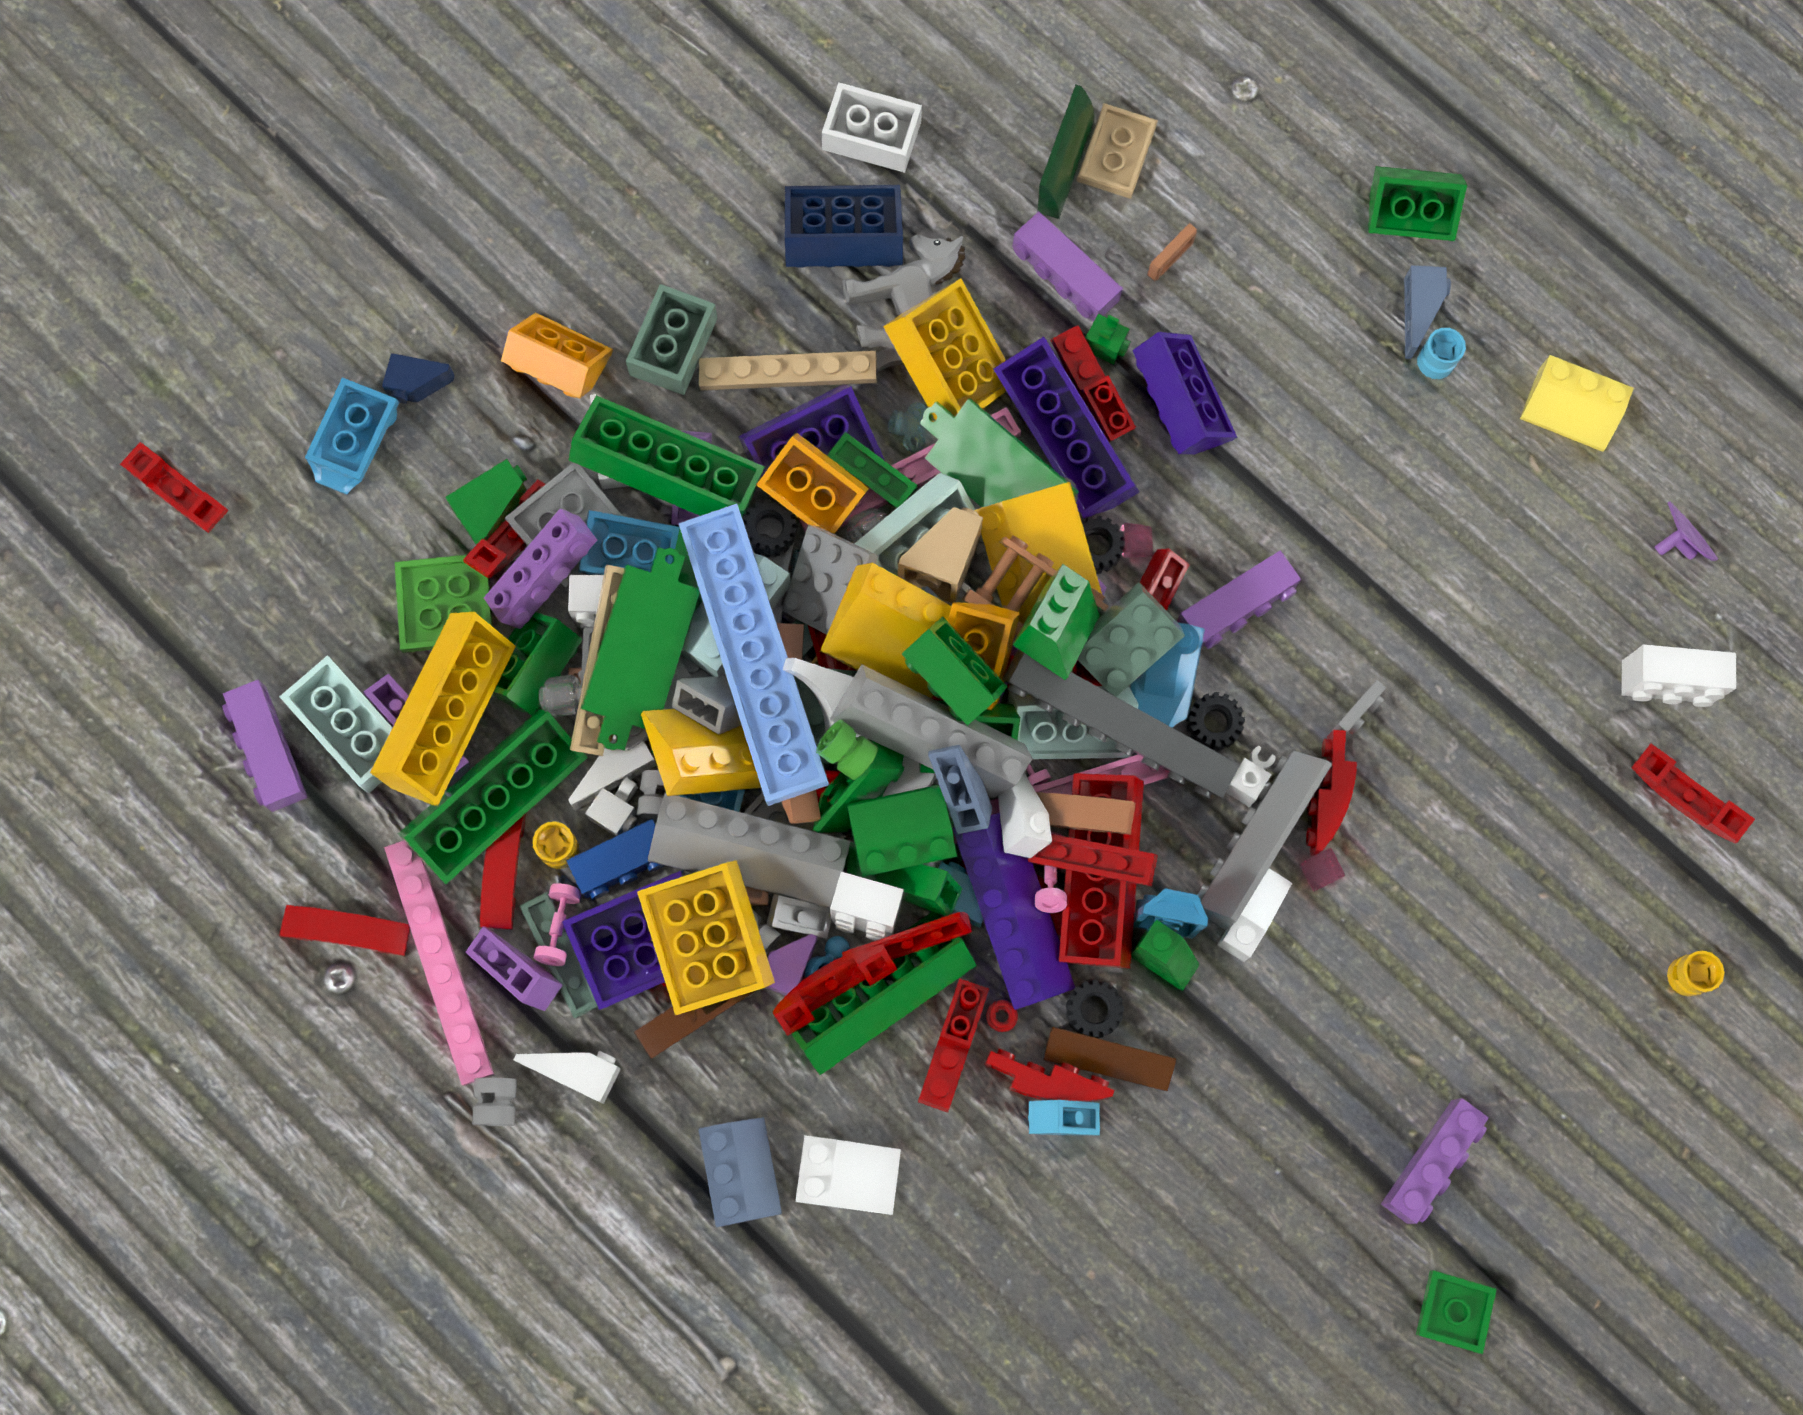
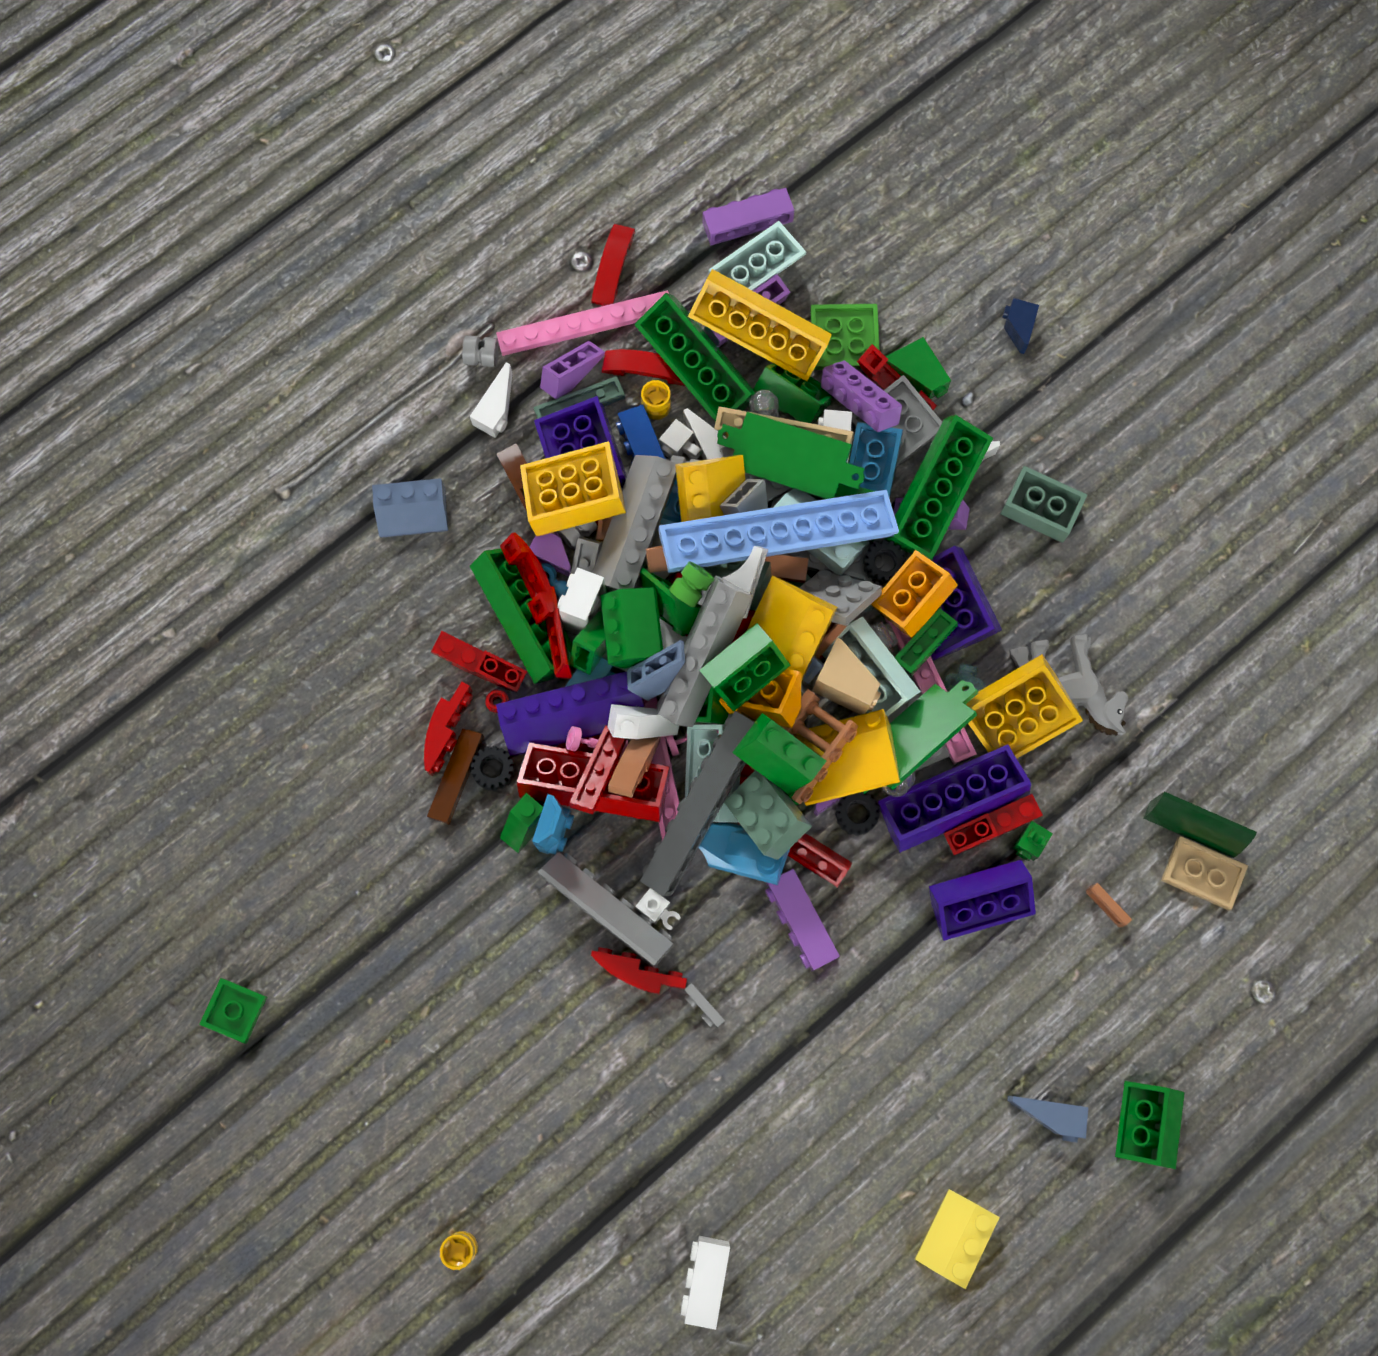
camera: 100 degrees right, 0 degrees up
(174, 488) = (944, 164): red slope -> none
(350, 435) = (978, 278): dark azure slope -> none
(555, 355) = (1036, 422): light orange slope -> none
(565, 895) = (603, 398): bright pink wheel -> none
(788, 370) = (1015, 590): tan plate -> none
(843, 226) = (1139, 642): dark blue slope -> none
(848, 1175) = (398, 580): white slope -> none
(871, 127) = (1224, 670): white brick -> none
(1064, 1117) = (413, 735): medium azure slope -> none
(1066, 267) = (1097, 815): medium lavender brick -> none
(1137, 540) = (859, 846): clear pink slope -> none
(1228, 709) = (712, 875): black tyre -> none
(1247, 932) = (550, 899): white slope -> none
(1322, 869) = (579, 957): clear pink slope -> none
(1434, 1162) = (344, 1010): medium lavender brick -> none
(1441, 353) = (1007, 1123): medium azure wheel -> none
(1685, 539) = (830, 1317): medium lavender shield -> none
(1690, 797) = (606, 1277): red slope -> none

